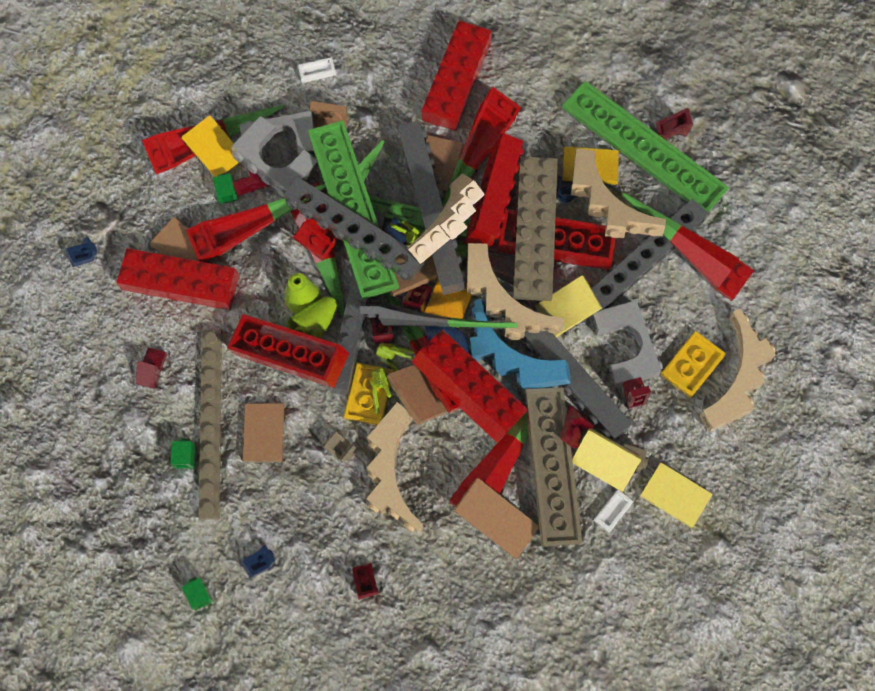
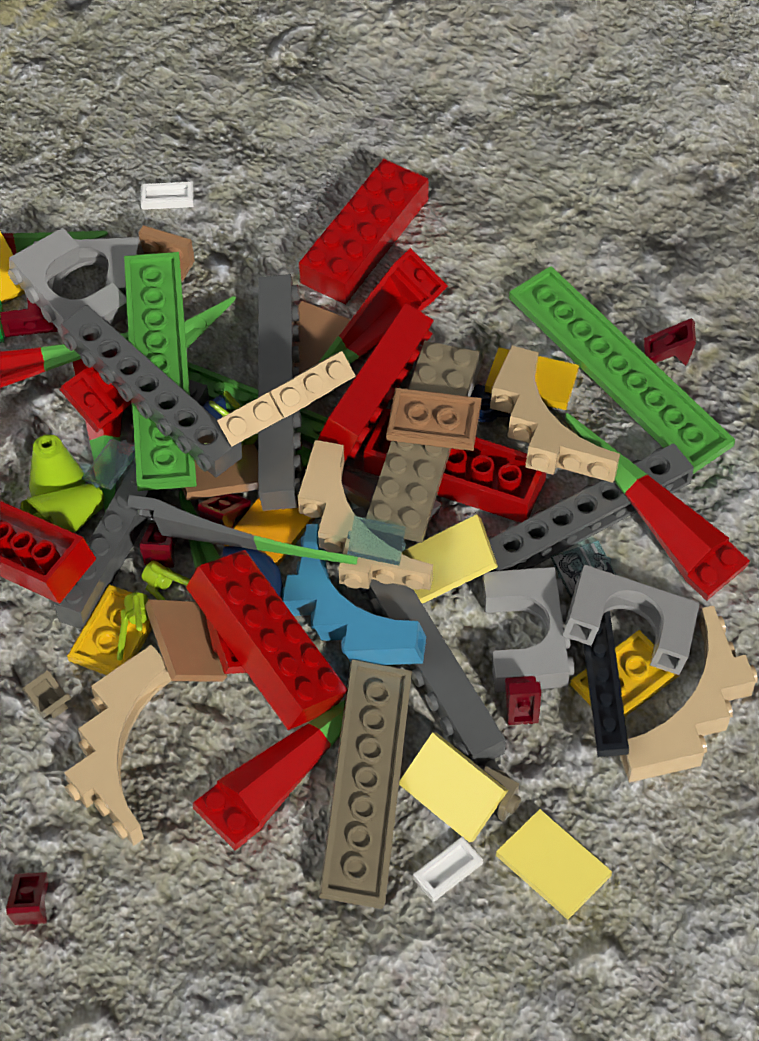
camera: 10 degrees right, 15 degrees down
(336, 280) = (110, 464): none -> clear light blue piece
(496, 518) = (257, 840): medium nougat tile -> none
(525, 308) = (376, 540): none -> clear light blue piece
(541, 215) = (434, 419): none -> medium nougat tile
(574, 426) = (413, 731): dark red slope -> none
(652, 294) = (570, 563): none -> piece
(682, 370) = (606, 692): none -> black tile
(714, 319) = (669, 614): none -> light grey arch

